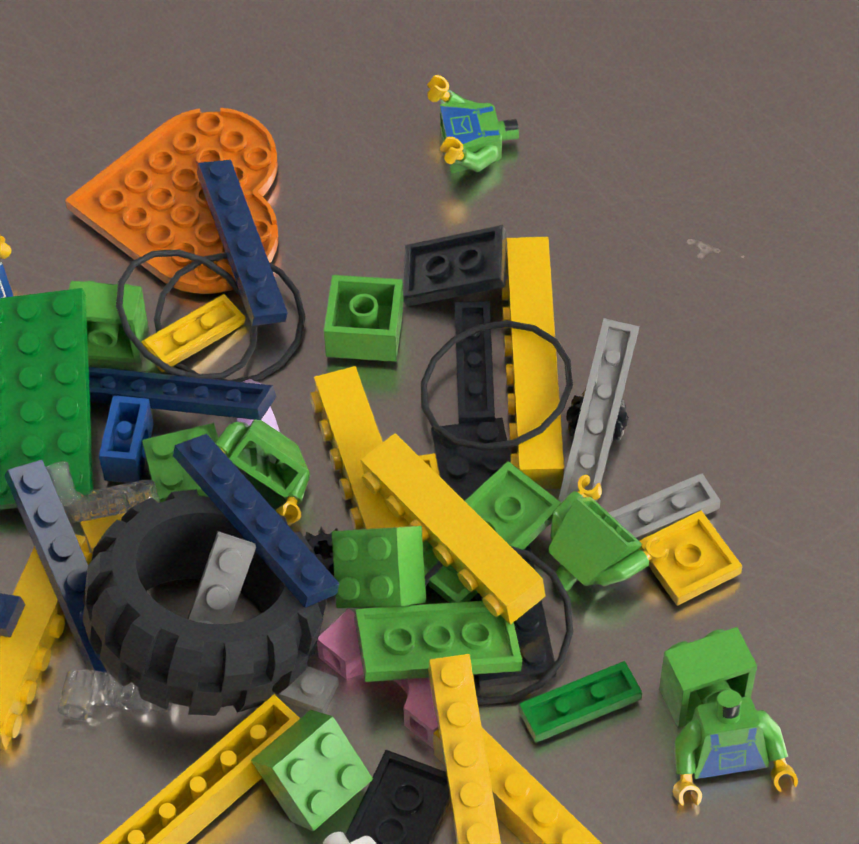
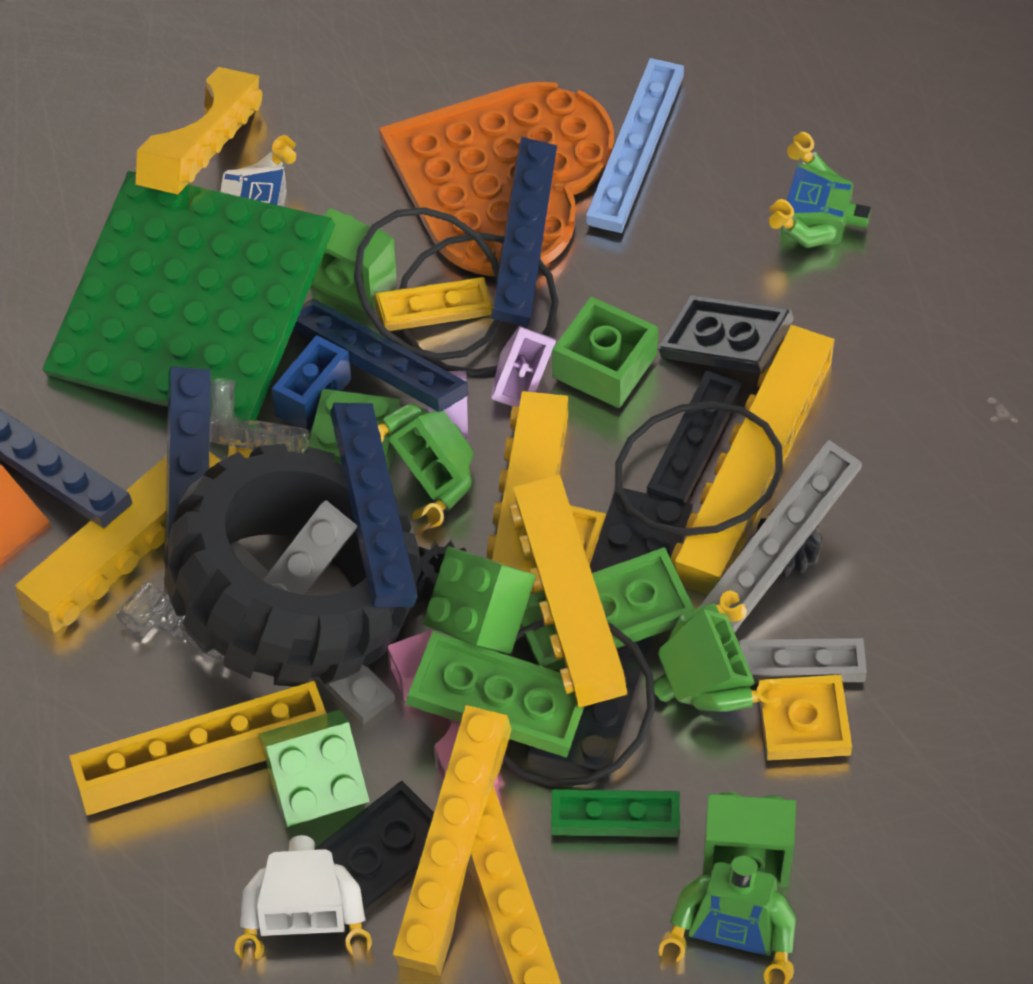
camera: 25 degrees right, 0 degrees up
(292, 138) = (635, 146): none -> light blue plate
(299, 356) = (521, 365): none -> lavender slope

